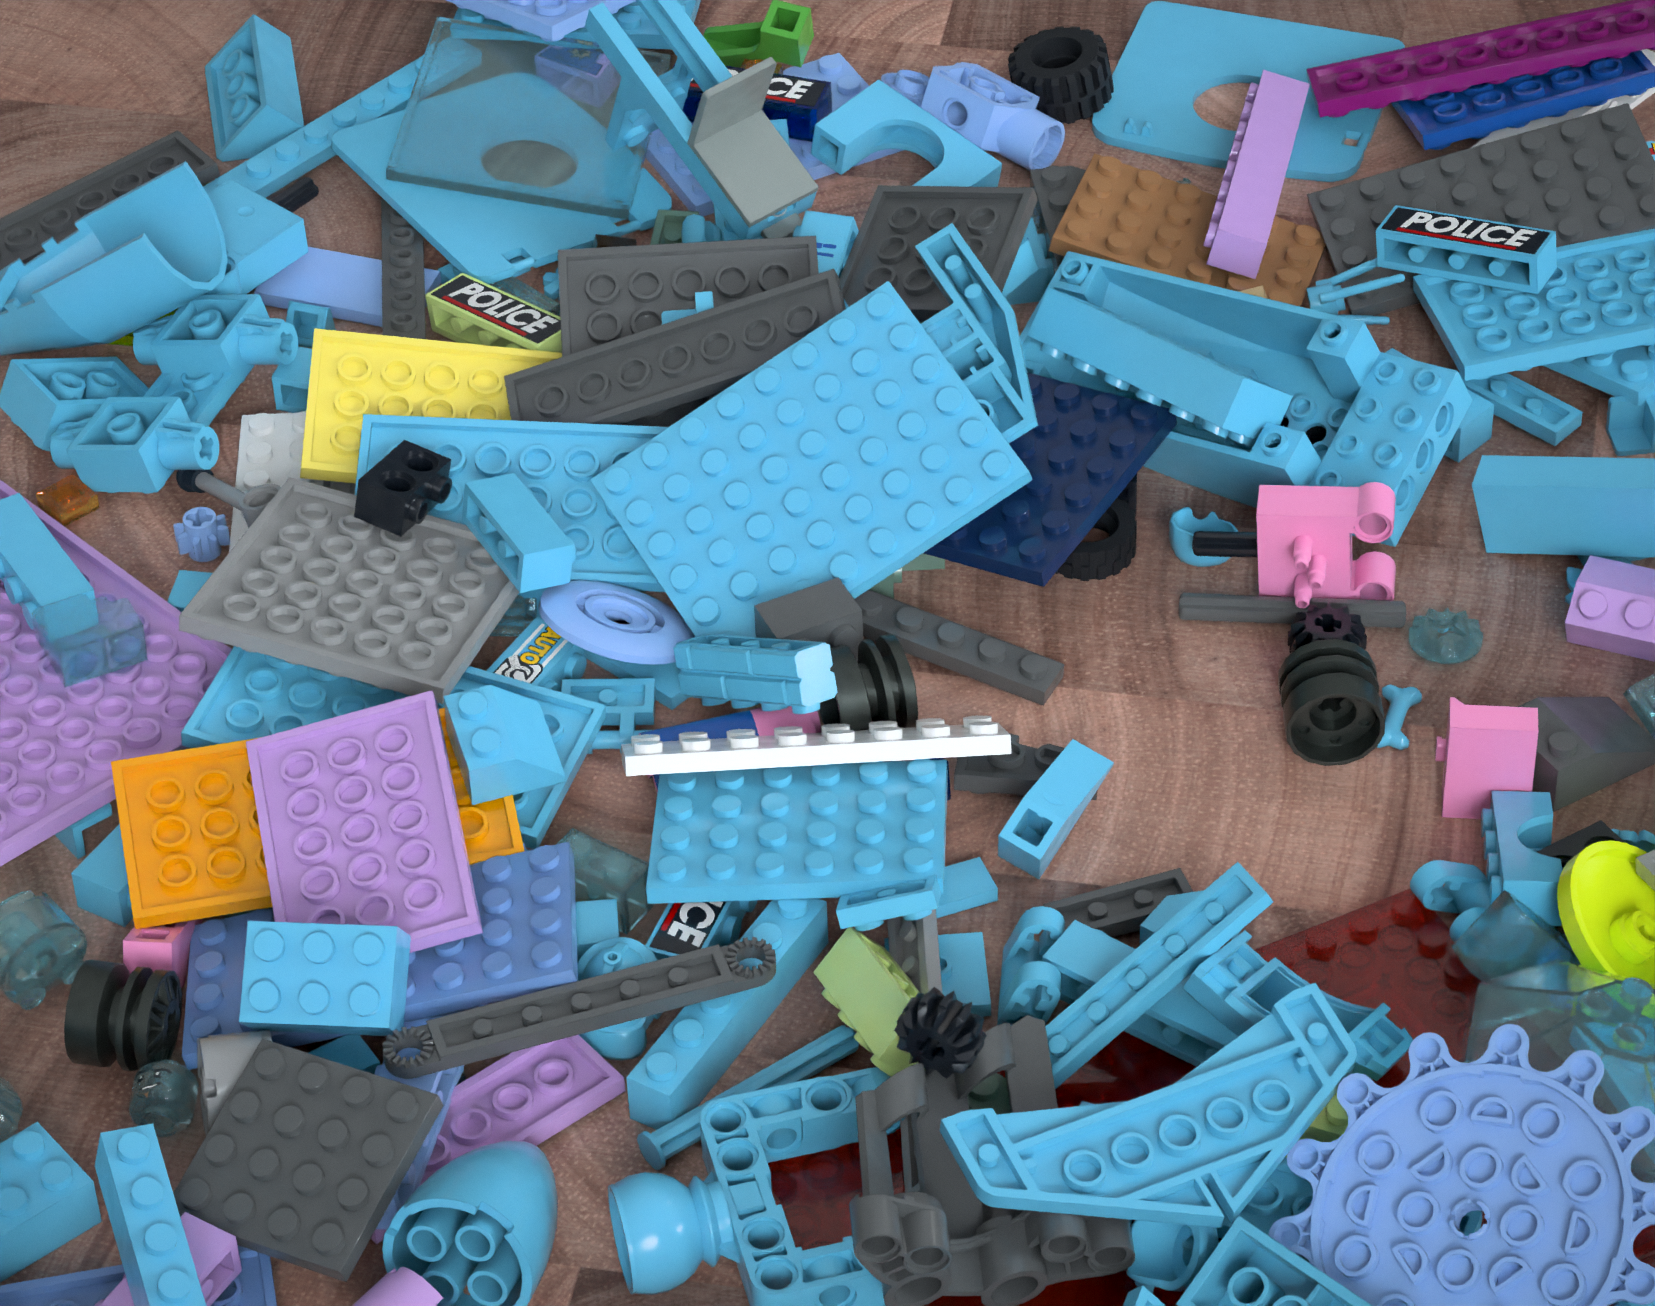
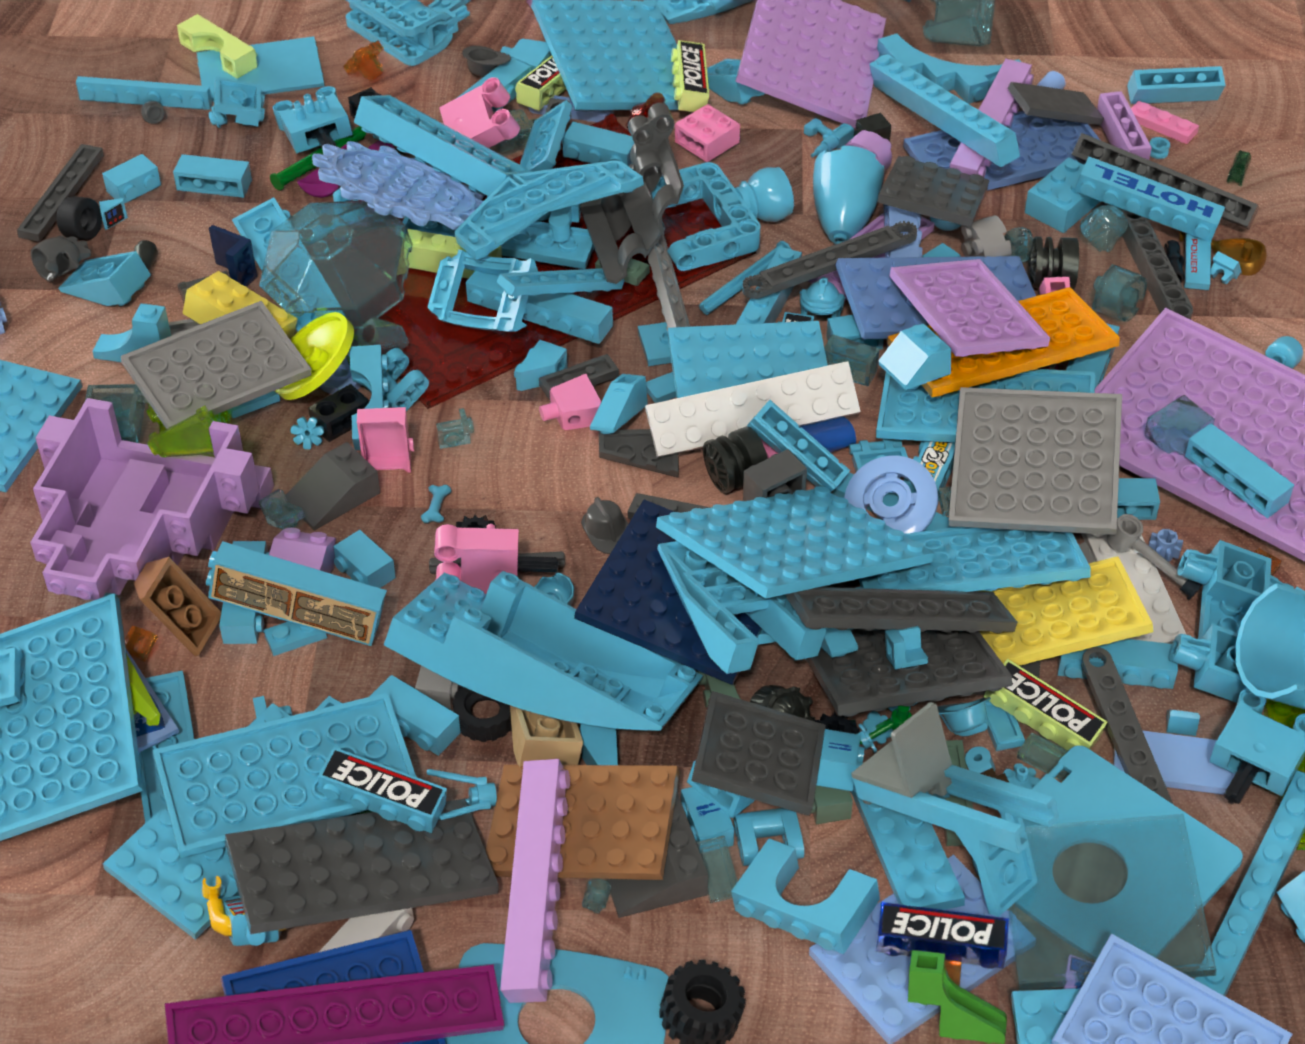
camera: 170 degrees right, 5 degrees up
(324, 978) = (955, 241): medium azure brick -> none
(403, 488) = (1044, 516): black brick -> none
(518, 532) = (961, 502): medium azure brick -> none
(871, 907) = (692, 316): medium azure plate -> none
(871, 995) = (686, 285): yellowish green brick -> none
(940, 1032) = (651, 226): black gear -> none
(985, 111) = (765, 950): light blue brick -> none
(1026, 981) = (619, 327): medium azure connector -> none
(1103, 659) = (604, 524): none -> dark grey piece
(1134, 842) = (572, 404): none -> bright pink torso
(1156, 368) = (589, 636): medium azure brick -> none
(1331, 702) = (472, 477): pearl dark grey wheel -> none
(1359, 819) = (455, 432): none -> clear light blue bracket
(1448, 648) = (408, 564): clear light blue gear -> none
(1515, 616) = (364, 560): none -> medium azure brick

